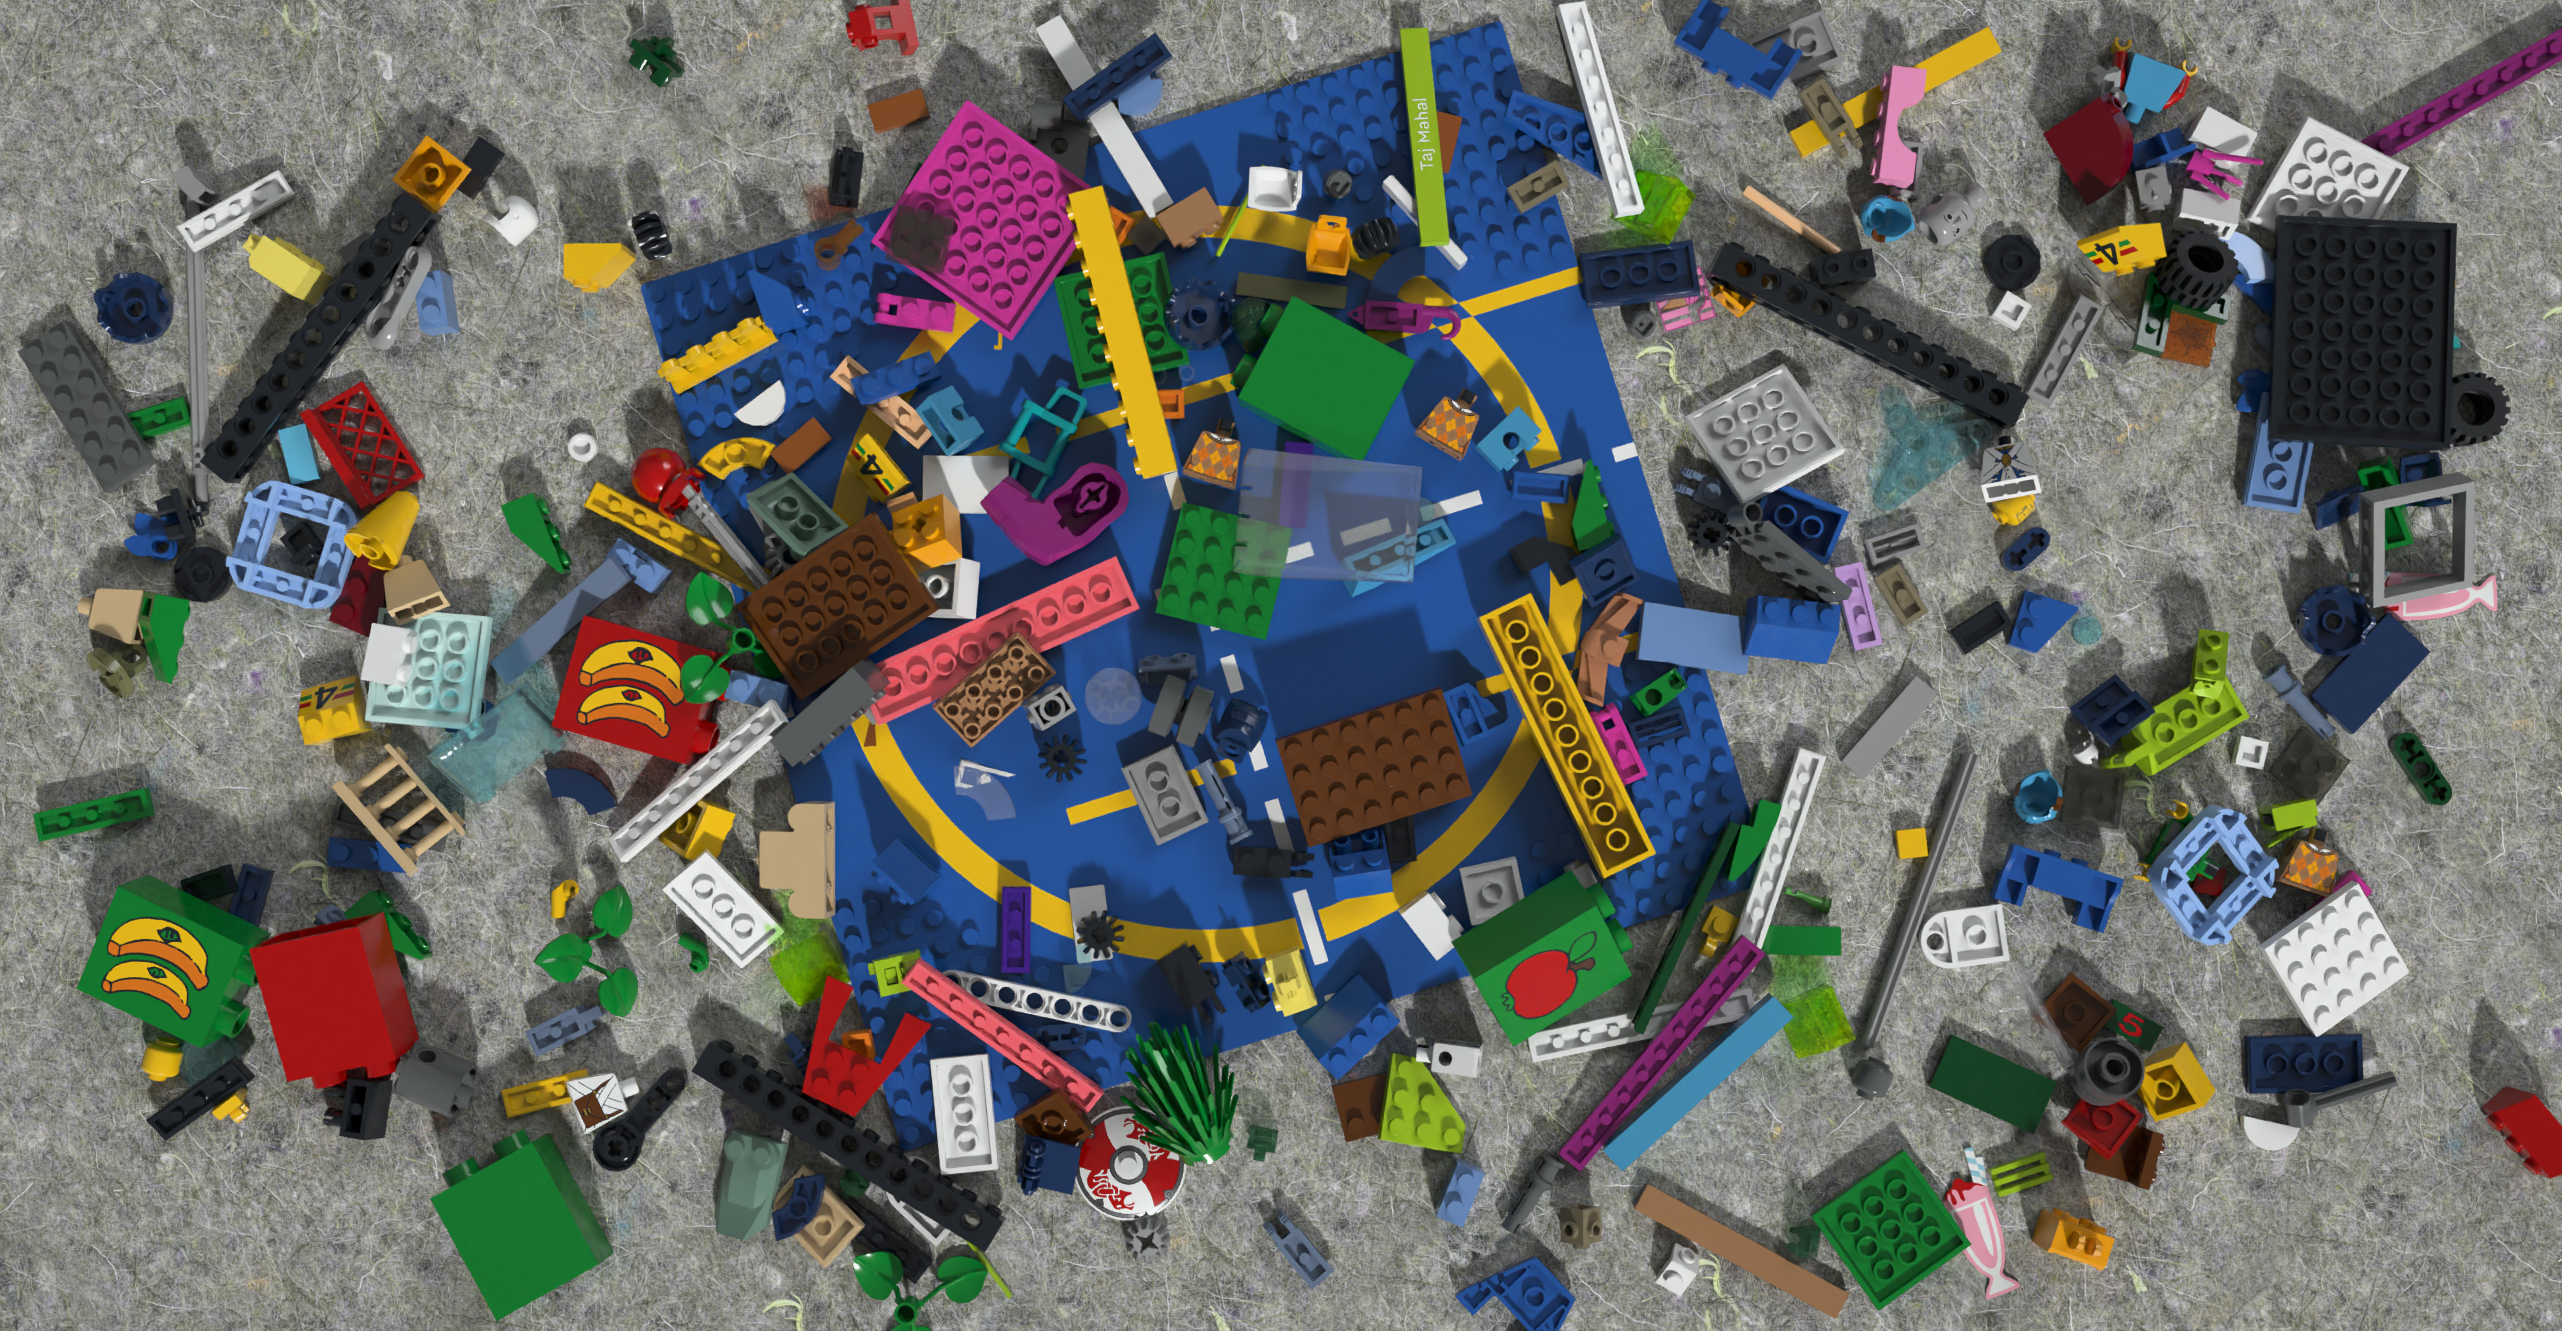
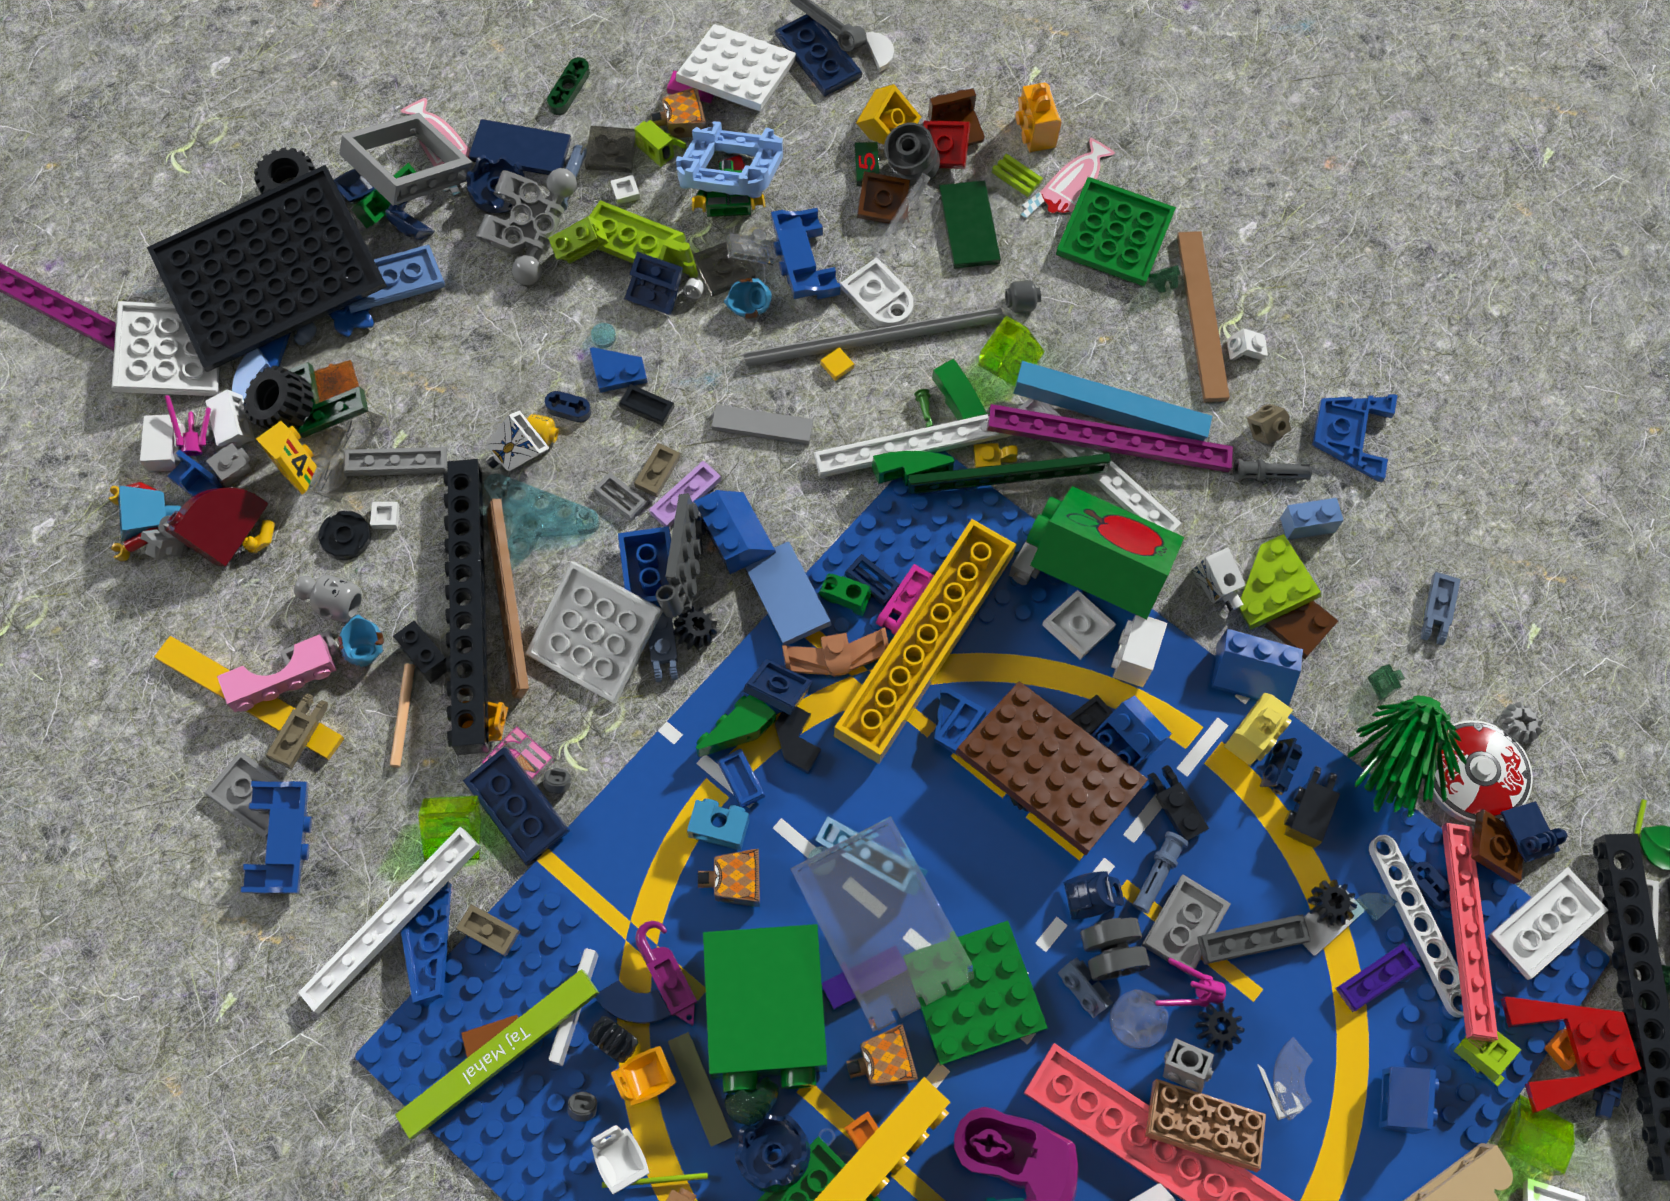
camera: 125 degrees left, 20 degrees down
(1098, 769) = (1206, 989): none -> dark pink plant
(1114, 843) = (1253, 939): none -> dark grey tile
(1851, 377) = (507, 599): none -> medium nougat tile
(2054, 184) = (264, 539): none -> yellow arm
(2095, 835) = (751, 248): none -> clear tile
(2284, 681) = (512, 189): none -> light grey connector

